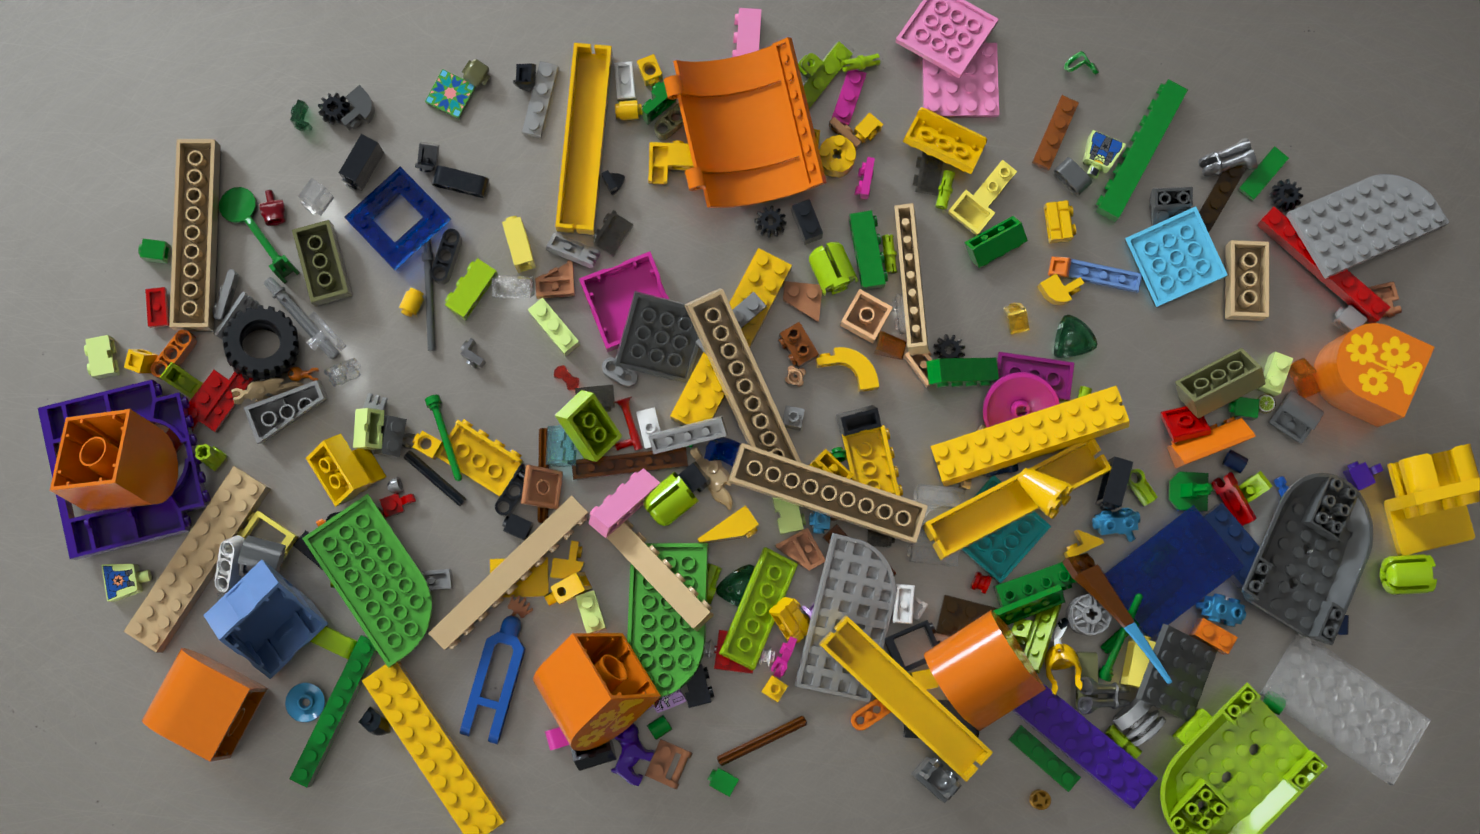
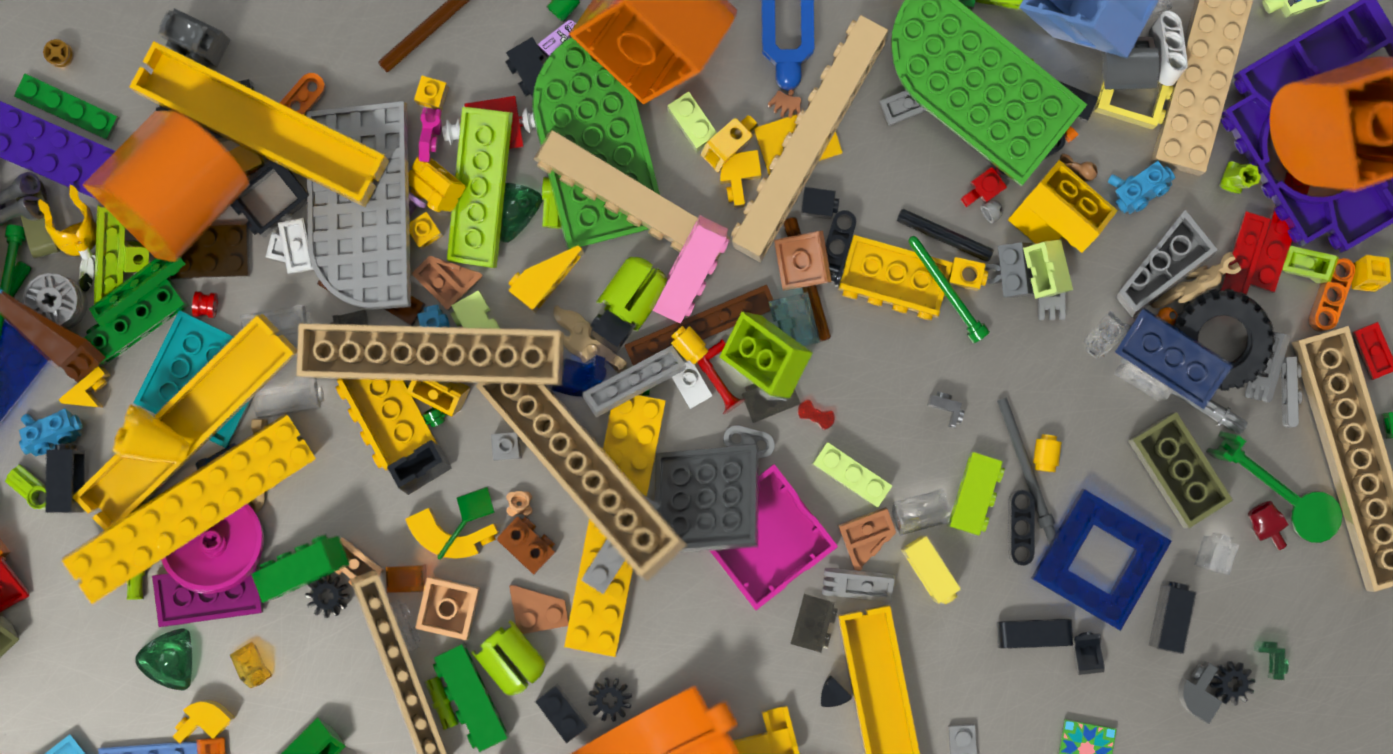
camera: 170 degrees right, 5 degrees up
(287, 468) = (1139, 190): none -> dark azure brick
(300, 337) = (1174, 358): none -> dark blue plate
(319, 494) = (1086, 171): none -> medium nougat arm
(641, 450) = (689, 344): none -> yellow brick
(807, 589) = (424, 231): none -> yellow brick
(829, 382) = (471, 507): none -> green piece

